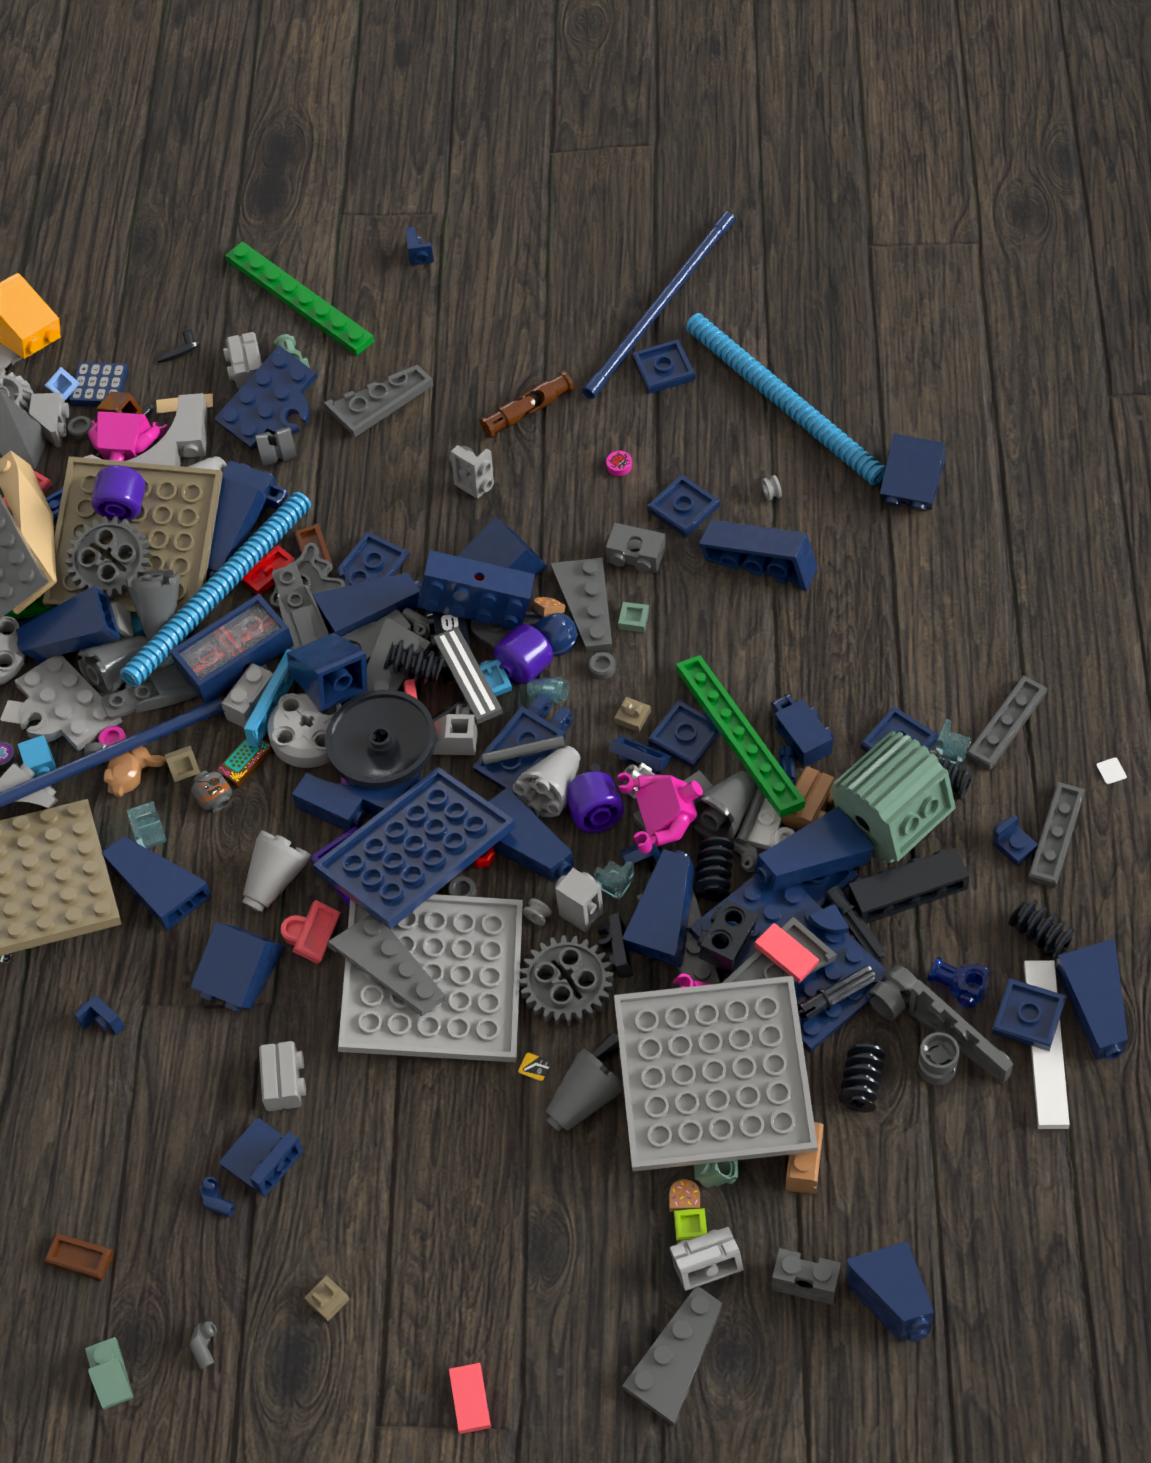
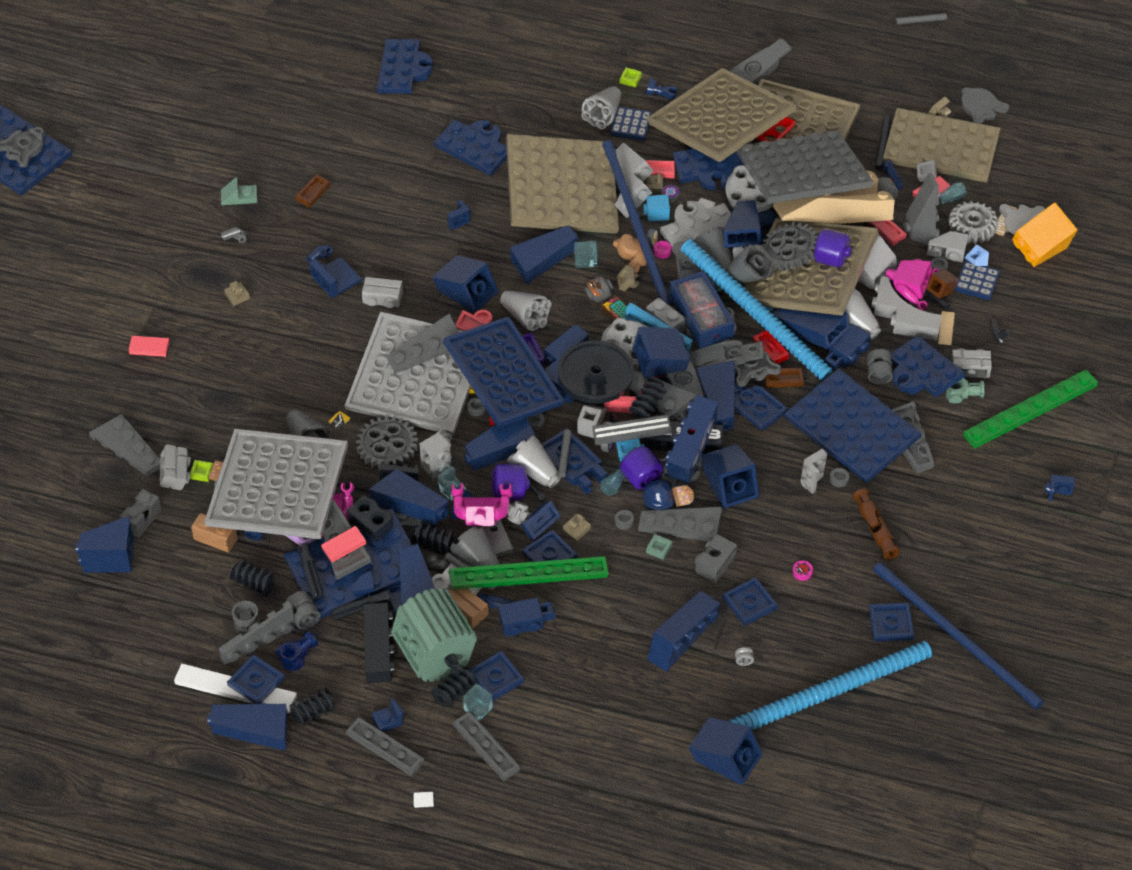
camera: 100 degrees right, 5 degrees down
(379, 456) = (852, 425): none -> dark blue plate

